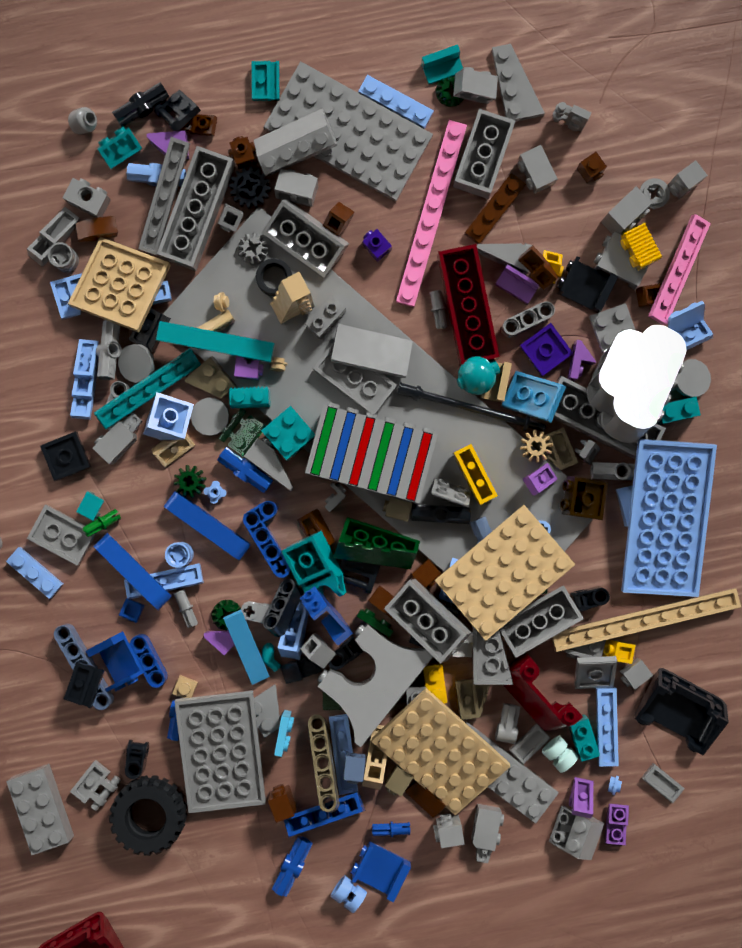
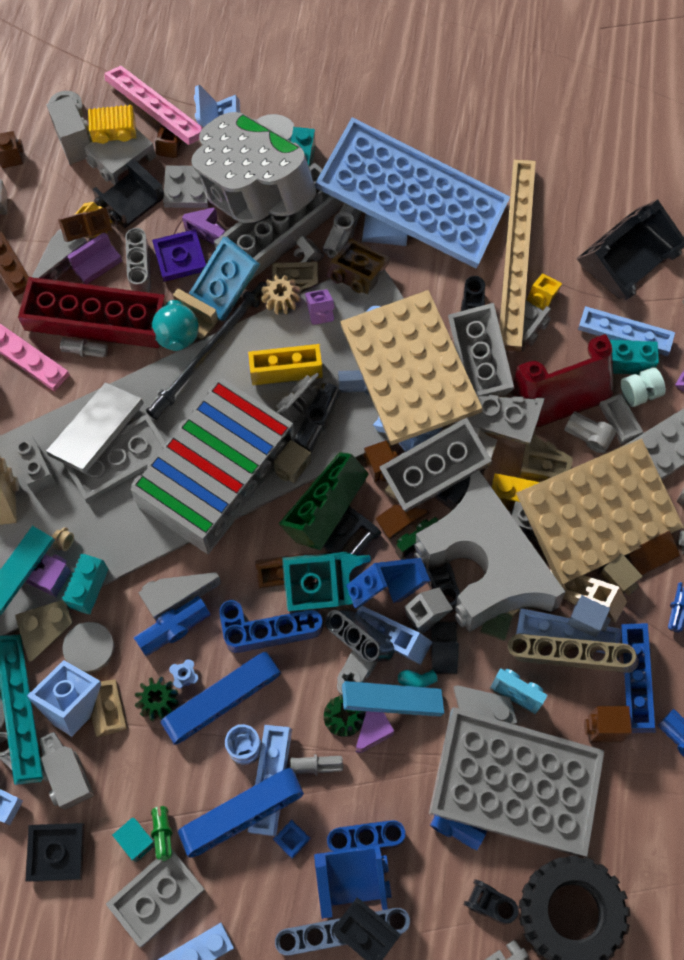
camera: 70 degrees left, 20 degrees down
(185, 687) = (417, 804): tan plate -> none
(245, 436) = (130, 608): clear green plate -> none
(288, 433) = (149, 553): teal brick -> none
(332, 501) = (250, 529): light grey bracket -> none
(595, 672) = (559, 319): light grey tile -> none
(635, 674) = (575, 282): light grey brick -> none
(687, 180) = (65, 66): light grey brick -> none

